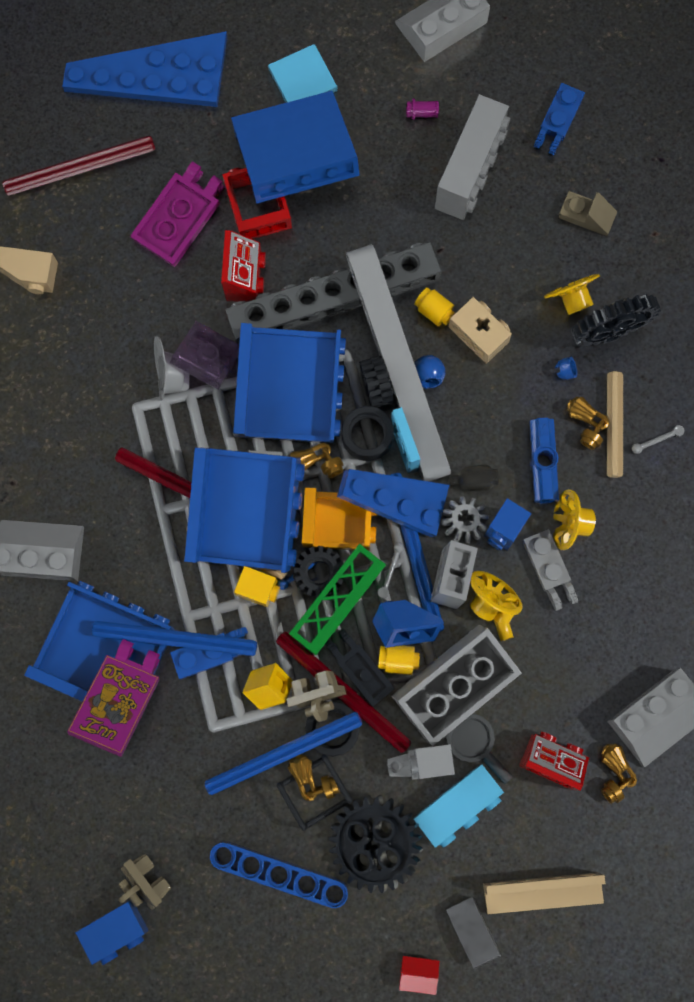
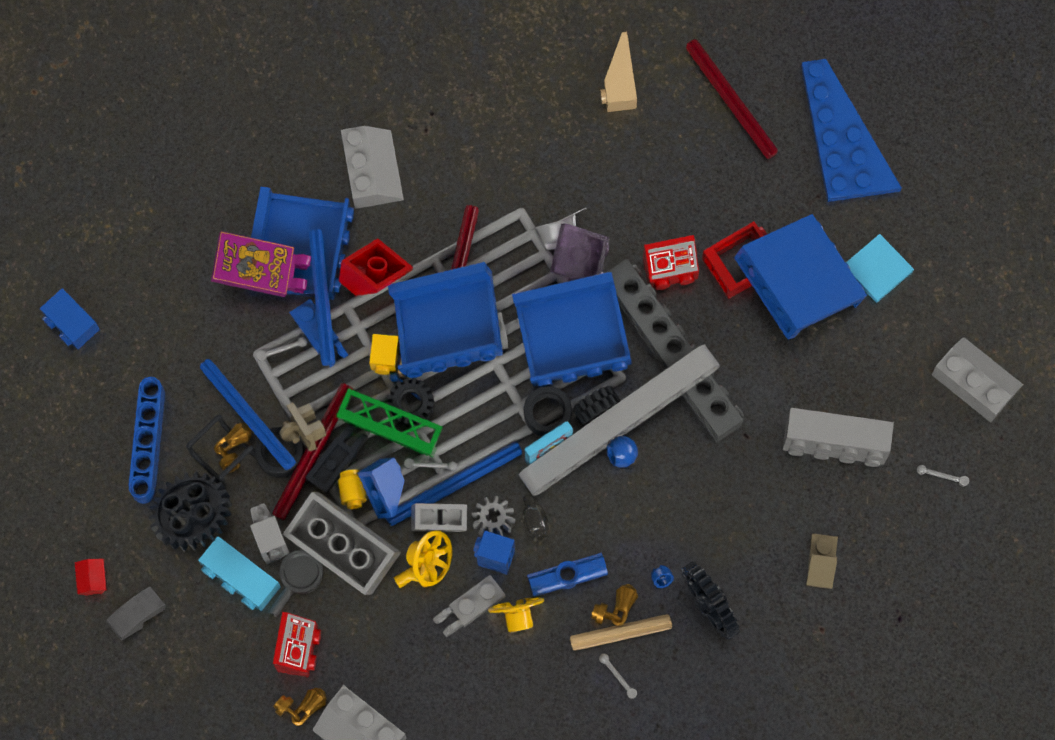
camera: 75 degrees right, 5 degrees down
(135, 874) = (108, 342): dark tan hips -> none
(160, 574) = (372, 269): none -> red slope
(178, 215) = (709, 196): magenta tile -> none
(218, 721) = (262, 356): none -> light grey hinge
(267, 686) = (301, 386): yellow panel -> none
(331, 467) = (510, 364): pearl gold piece -> none
(335, 522) = (462, 406): light orange panel -> none
(399, 499) = (493, 454): blue wing -> none
(422, 109) = (879, 383): magenta pin -> none
(435, 306) = (686, 442): yellow brick -> none
(482, 343) = (677, 474): tan brick -> none
(539, 63) = (963, 481): none -> light grey hinge
(544, 893) = (182, 666): tan fence -> none
(560, 116) = (911, 512): blue hinge -> none
(575, 295) = (732, 566): yellow wheel -> none

